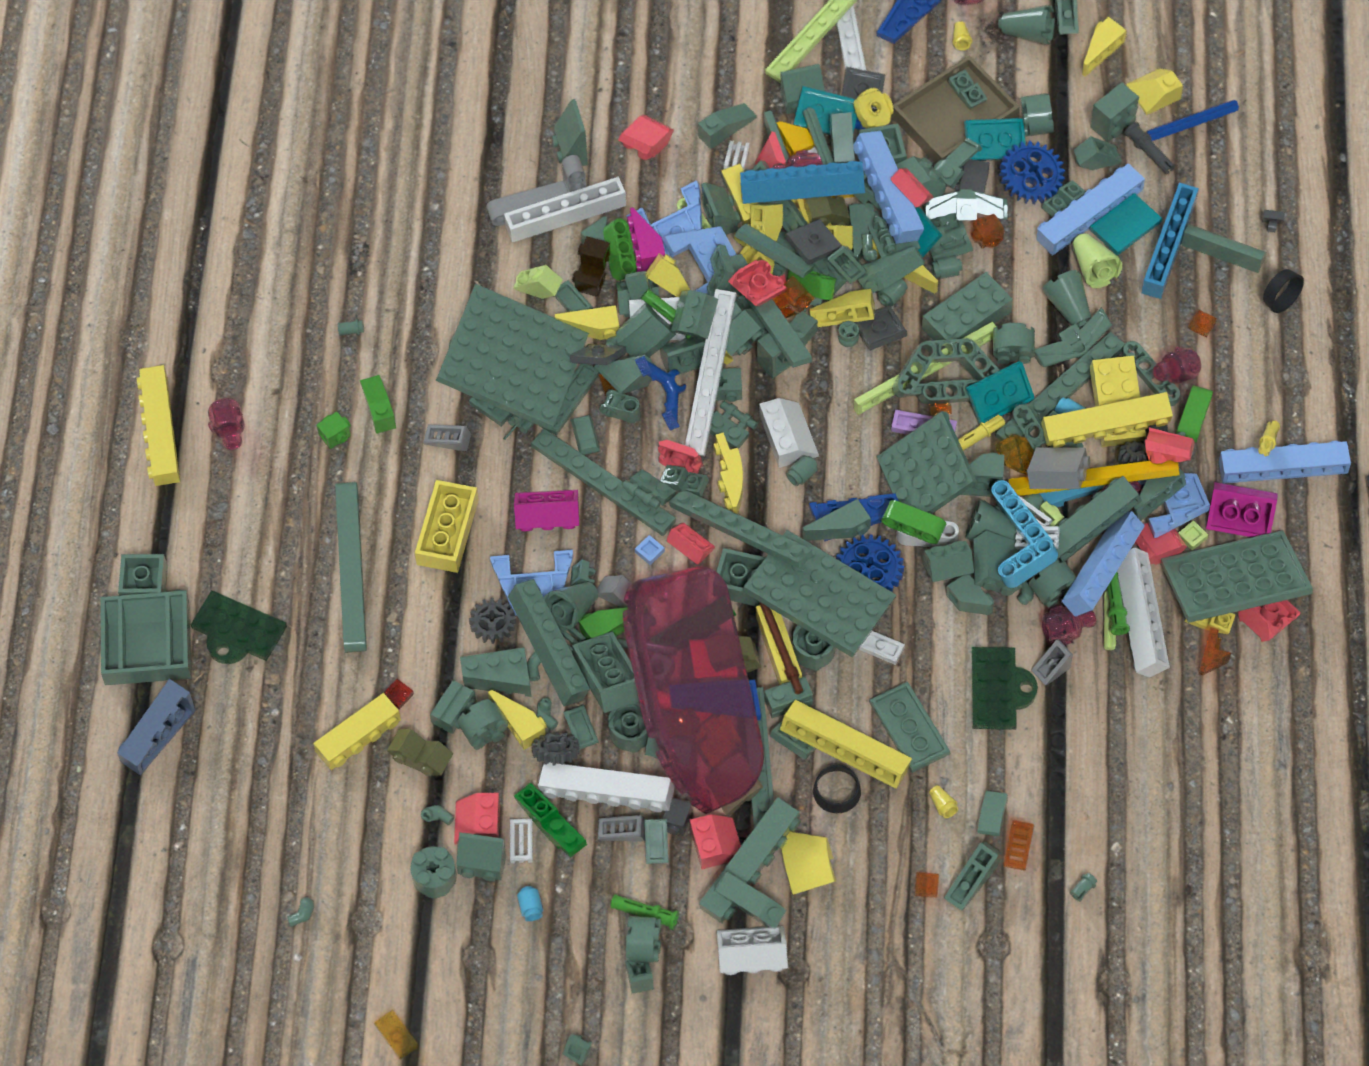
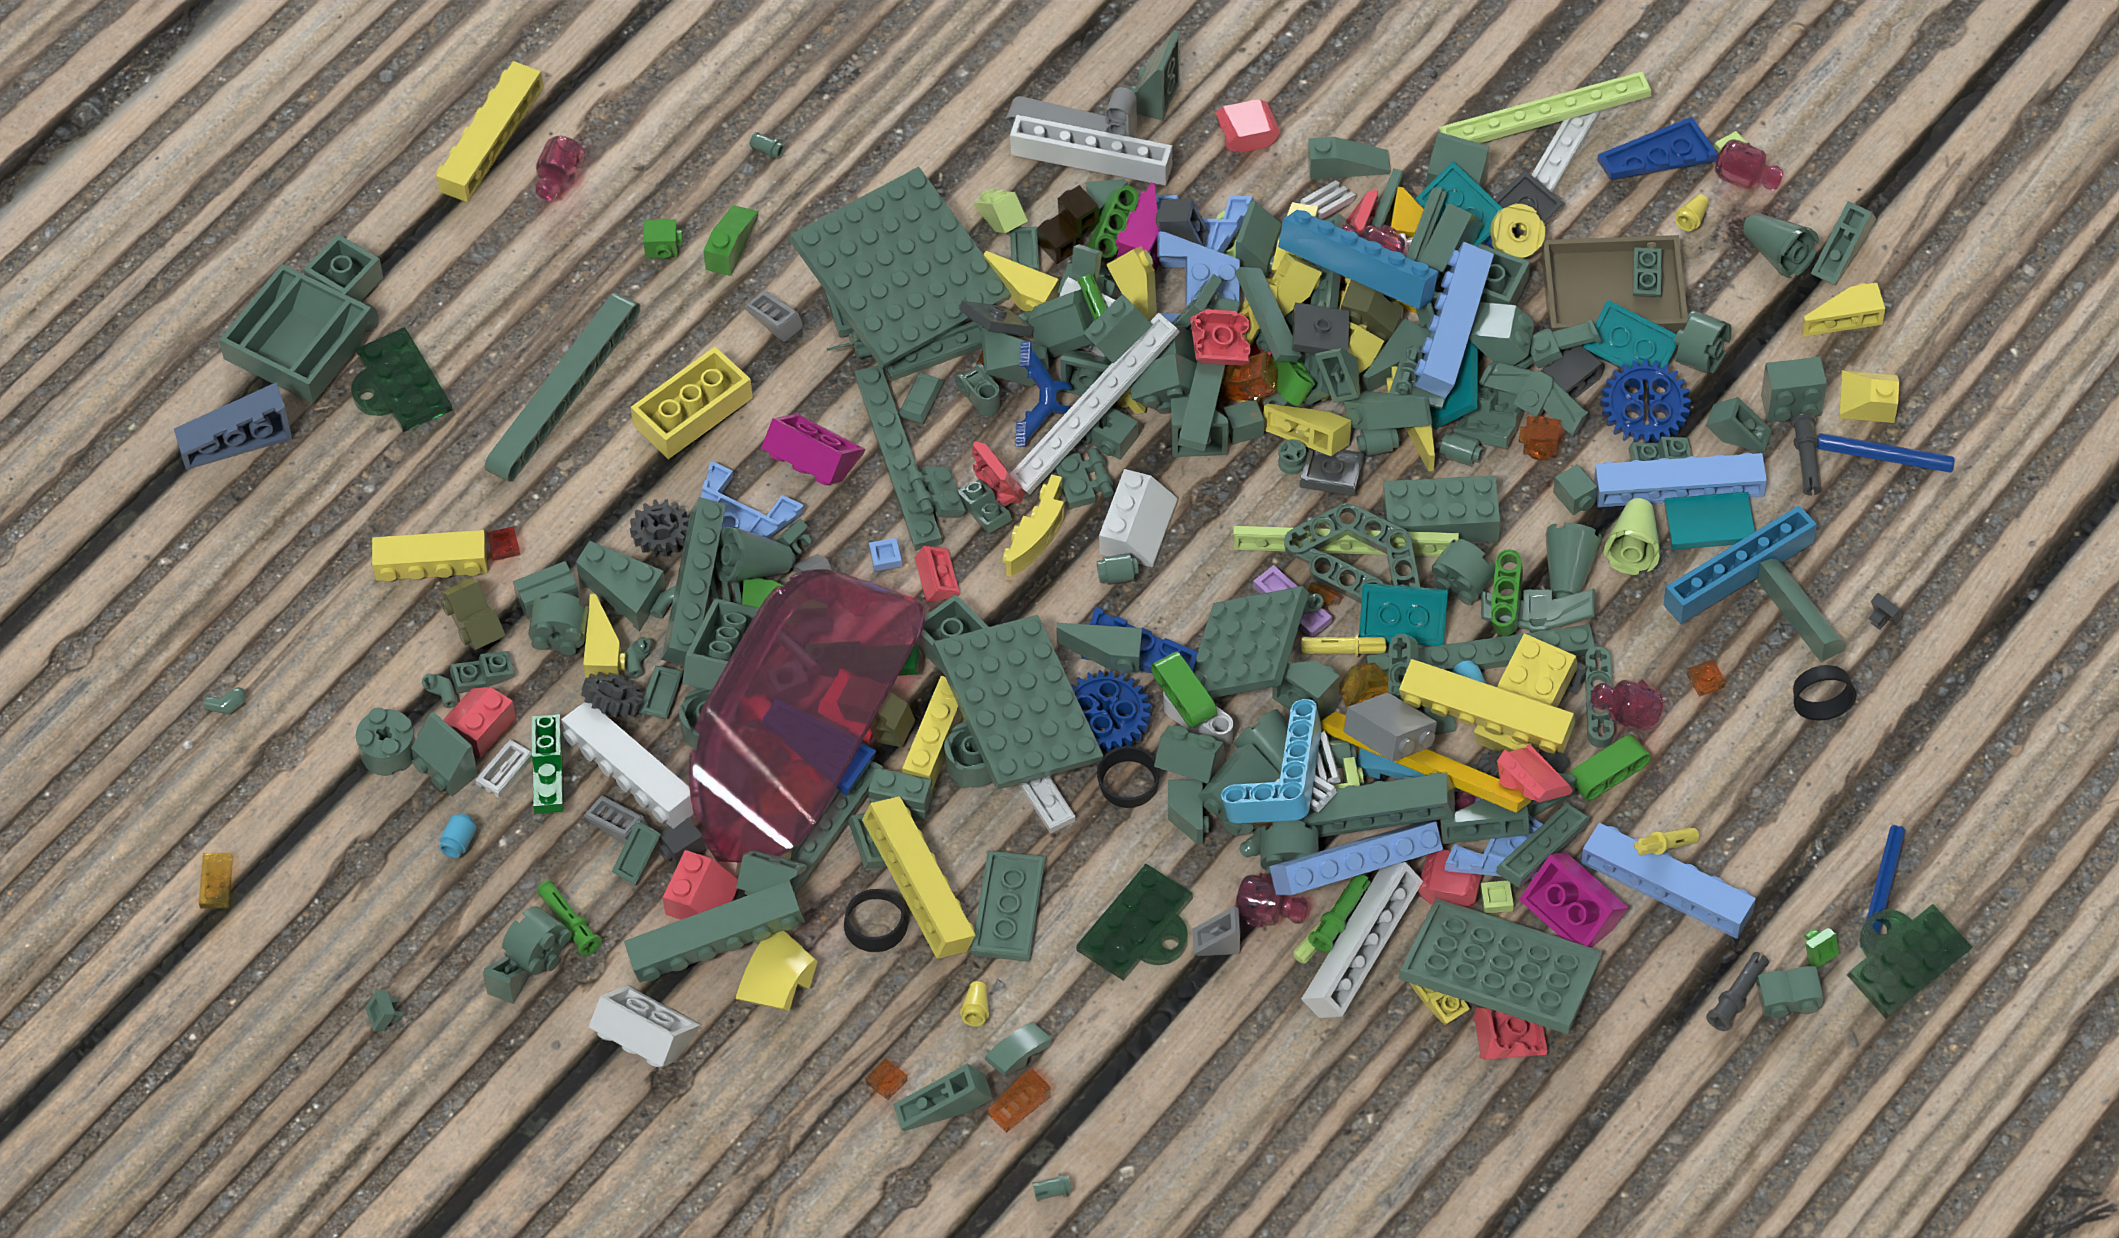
camera: 35 degrees right, 5 degrees down
(454, 787) = (488, 671): none -> sand green slope
(669, 221) = (1182, 220): none -> dark grey brick
(741, 528) = (990, 584): sand green plate -> none
(750, 900) = (676, 969): sand green slope -> none
(756, 801) = (764, 870): none -> sand green slope
(791, 671) = (916, 762): copper bar -> none
(867, 248) = (1380, 381): sand green arm -> none
(911, 187) = (1476, 333): coral slope -> none
(922, 581) = (1124, 754): none -> black tyre
(1035, 252) = (1575, 490): none -> sand green brick
(1053, 331) = (1503, 580): none -> bright green beam
(1199, 487) = (1544, 841): none -> sand green tile
(1213, 657) = (1403, 1034): clear orange slope -> none

